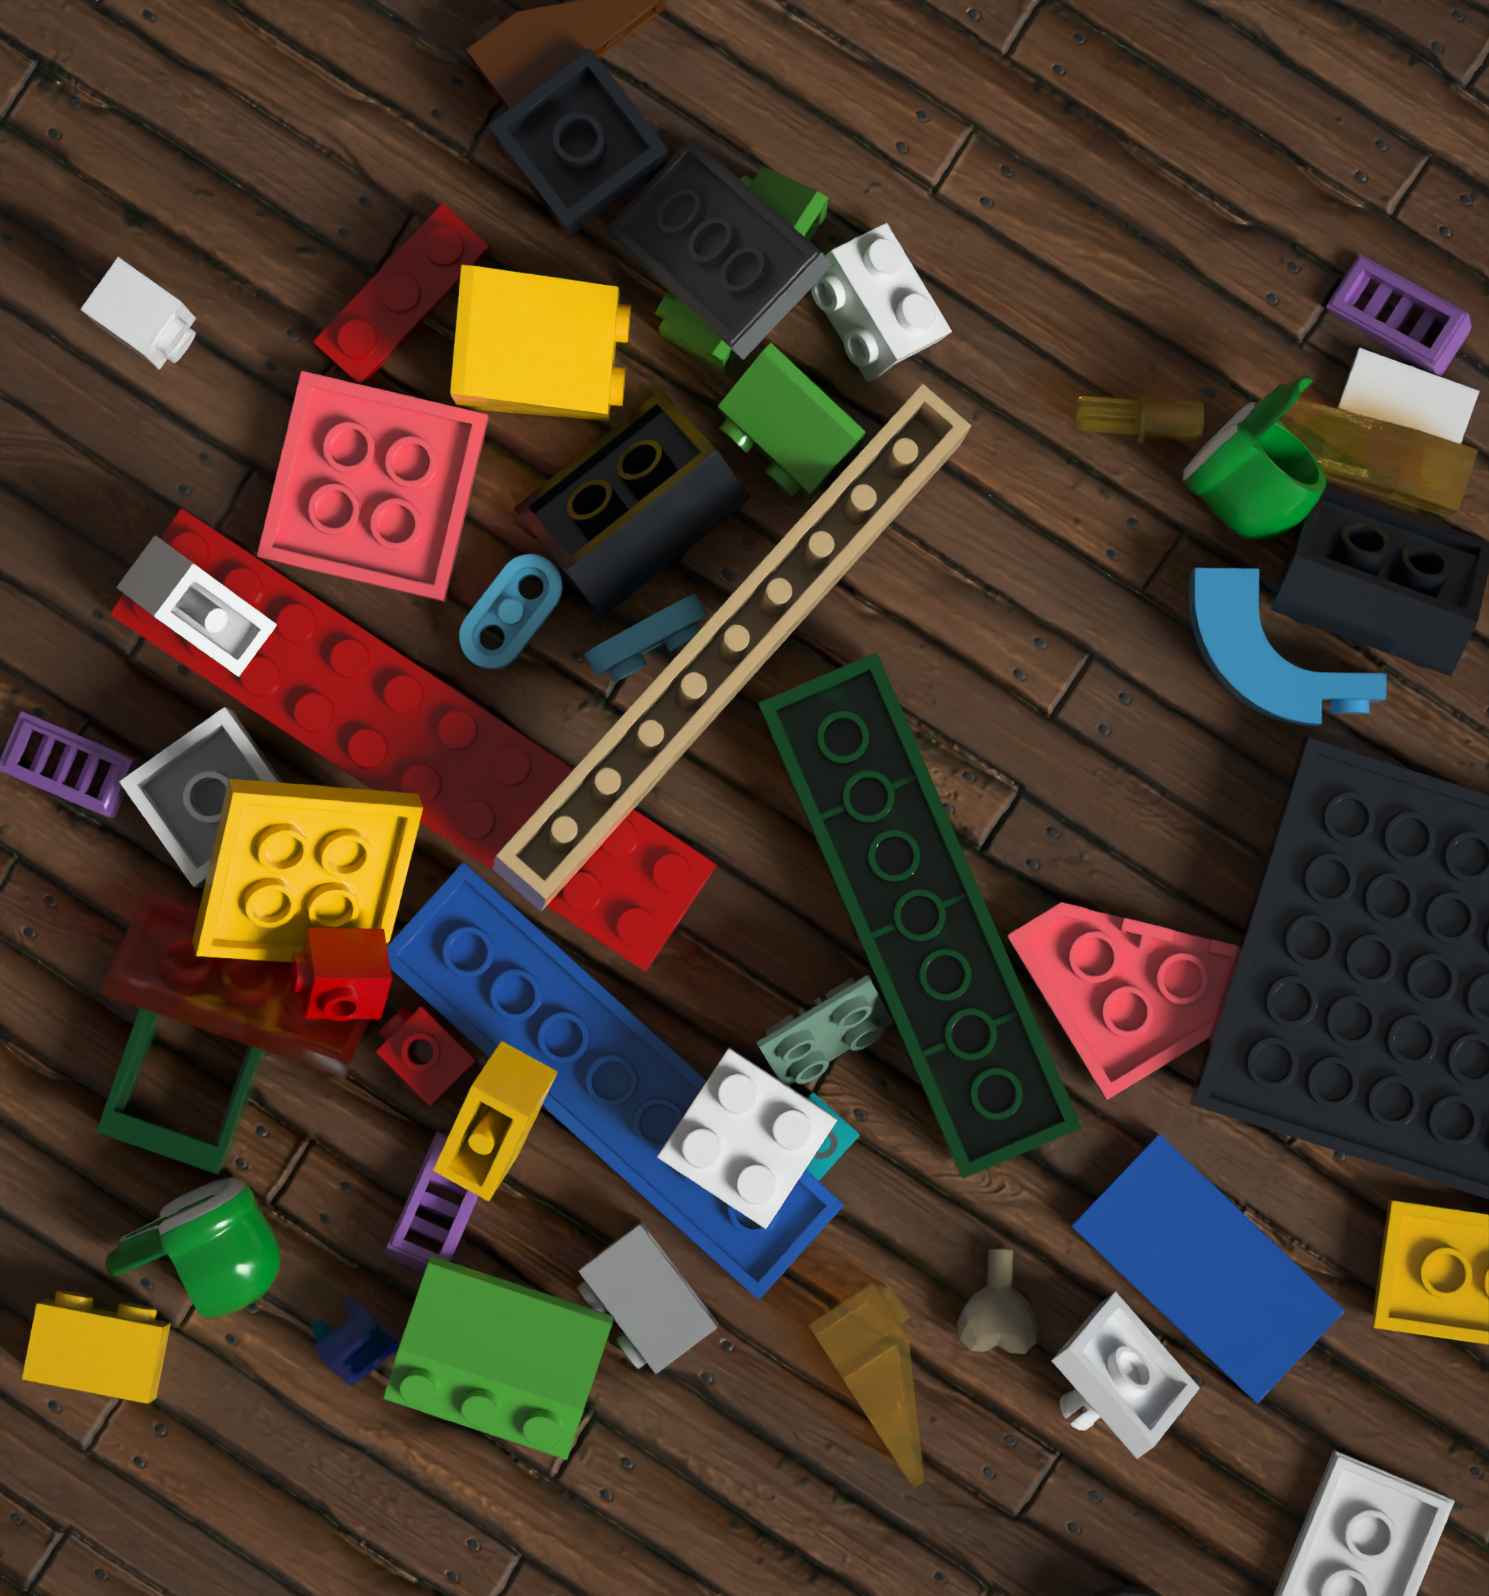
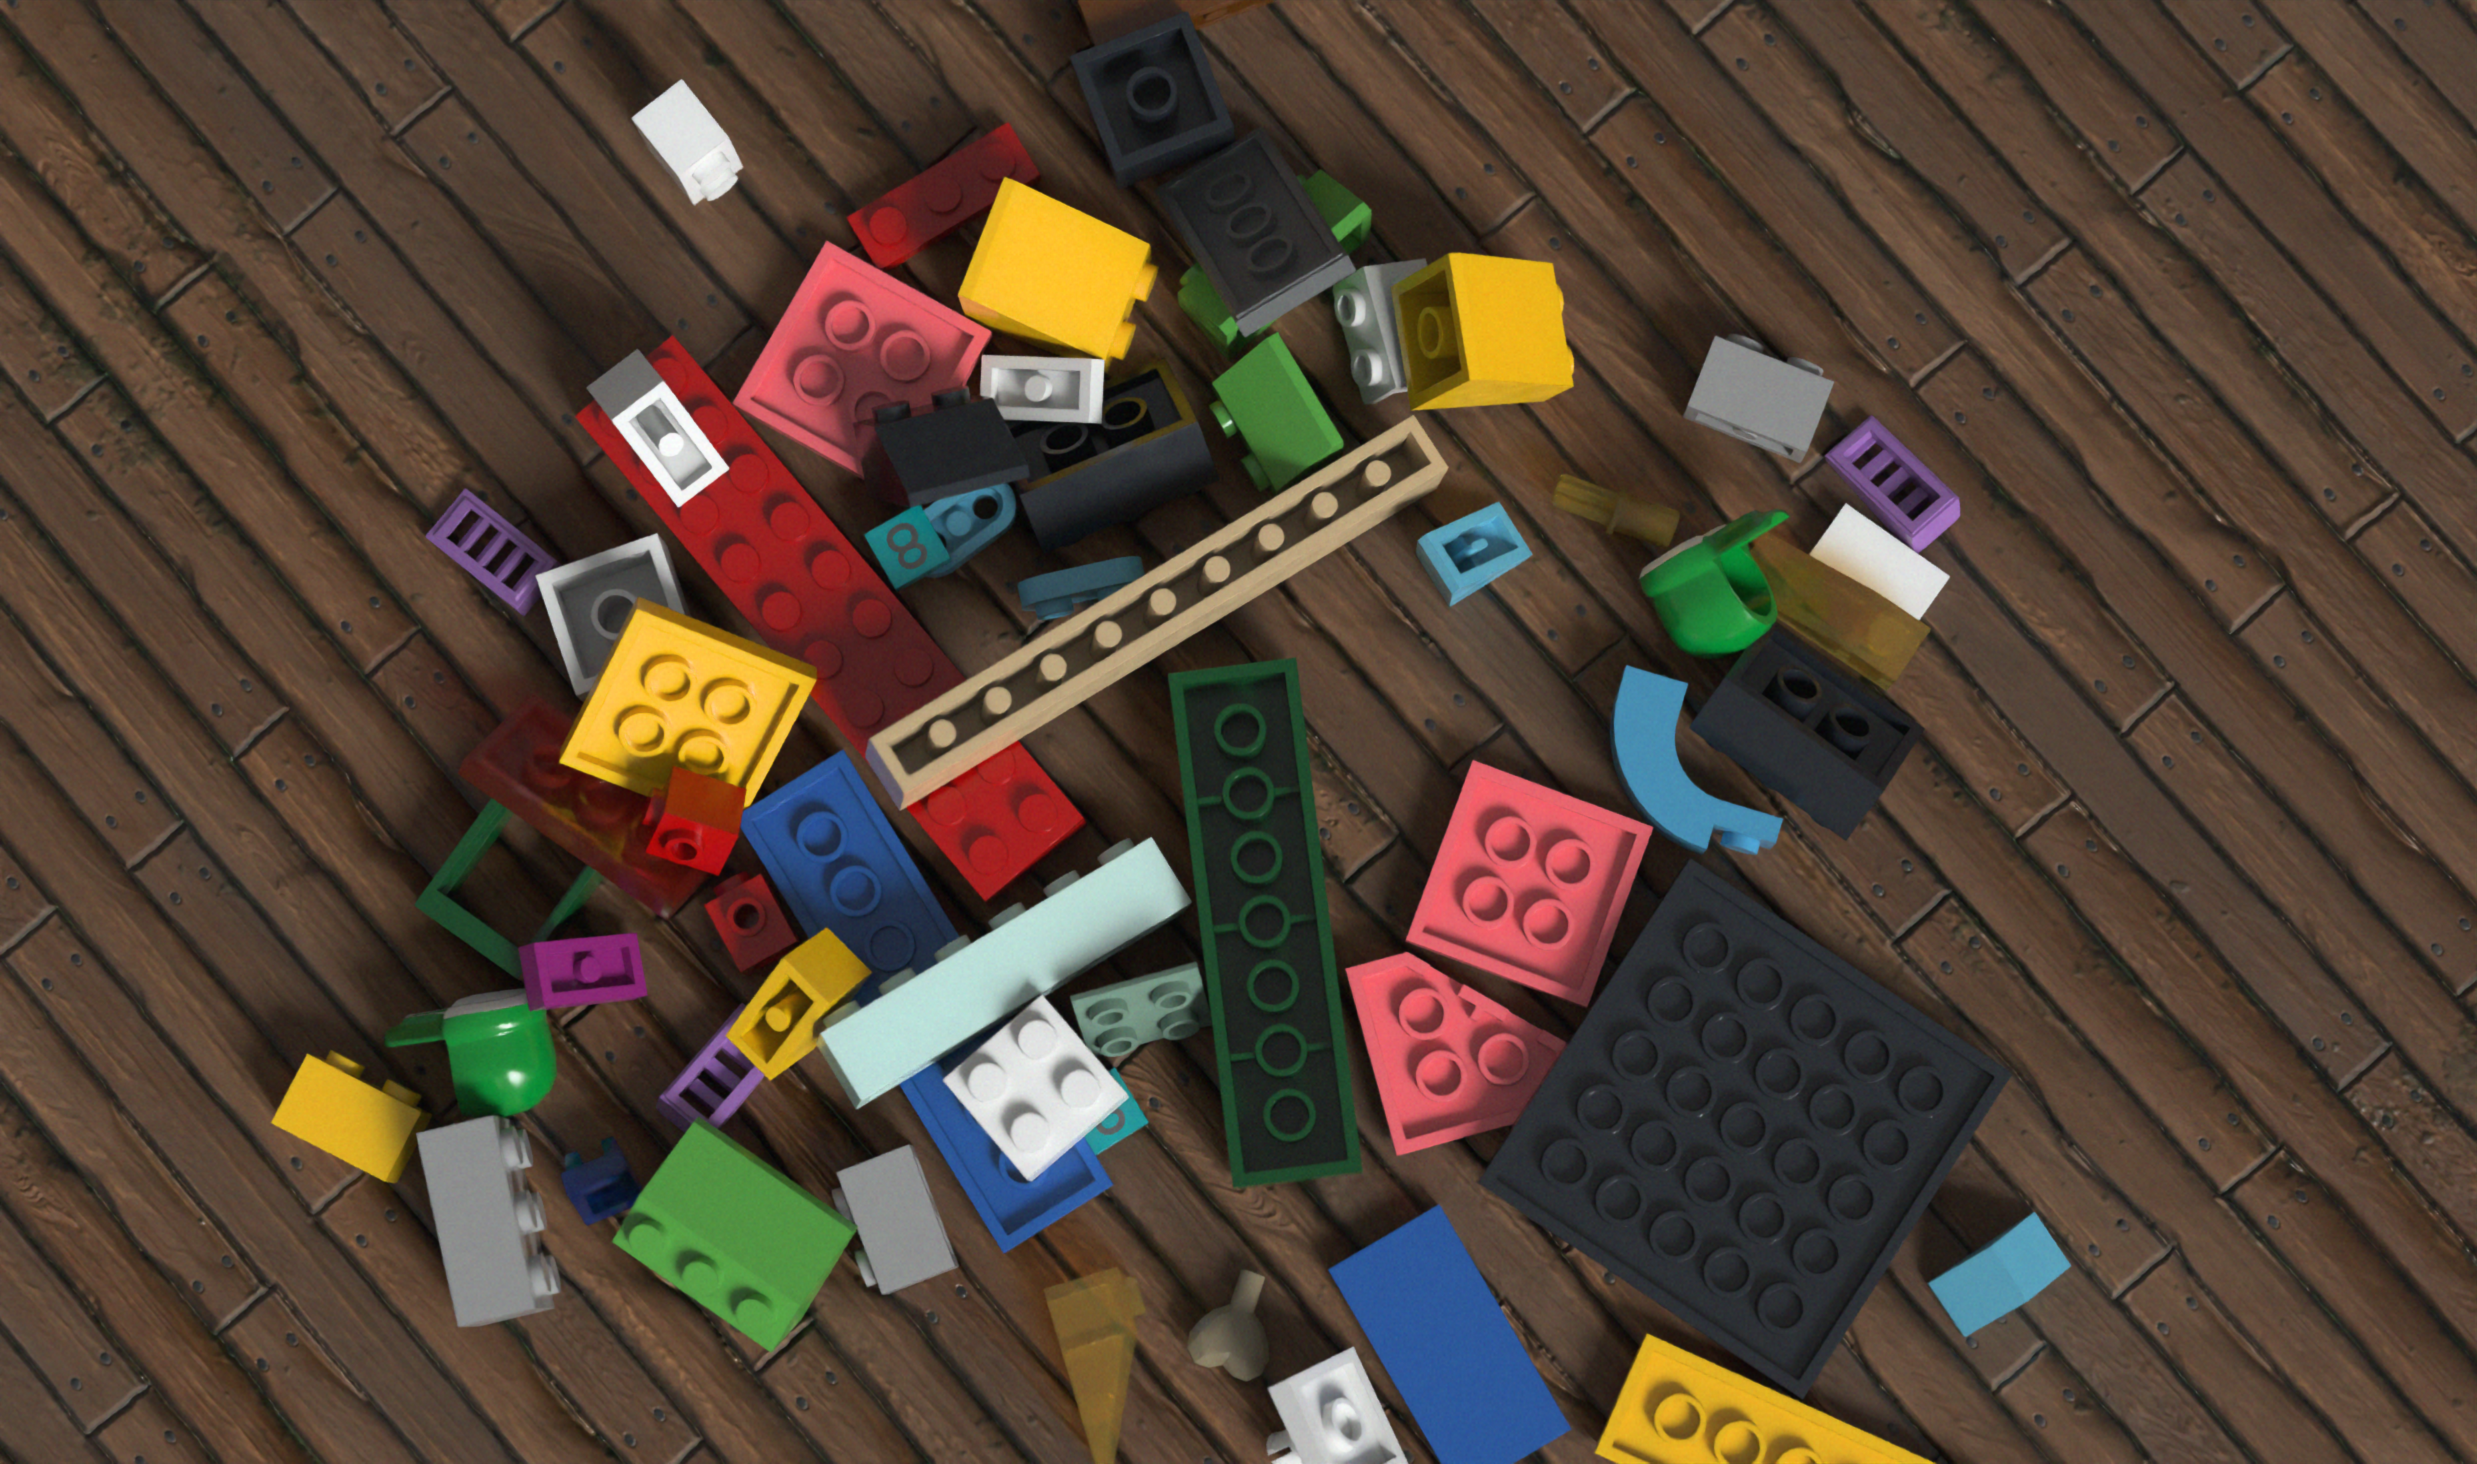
camera: 20 degrees right, 5 degrees down
(259, 1413) = (488, 1220): none -> light grey brick
(277, 1148) = (582, 971): none -> magenta plate
(469, 649) = (908, 547): none -> teal tile
(472, 548) = (937, 448): none -> black slope
(553, 457) = (1044, 387): none -> white plate
(682, 1034) = (1001, 972): none -> light aqua brick
(965, 284) = (1482, 332): none -> yellow slope
(1014, 497) = (1471, 552): none -> medium azure slope
(1159, 803) = (1529, 884): none -> coral plate
(1248, 267) = (1759, 397): none -> light grey brick

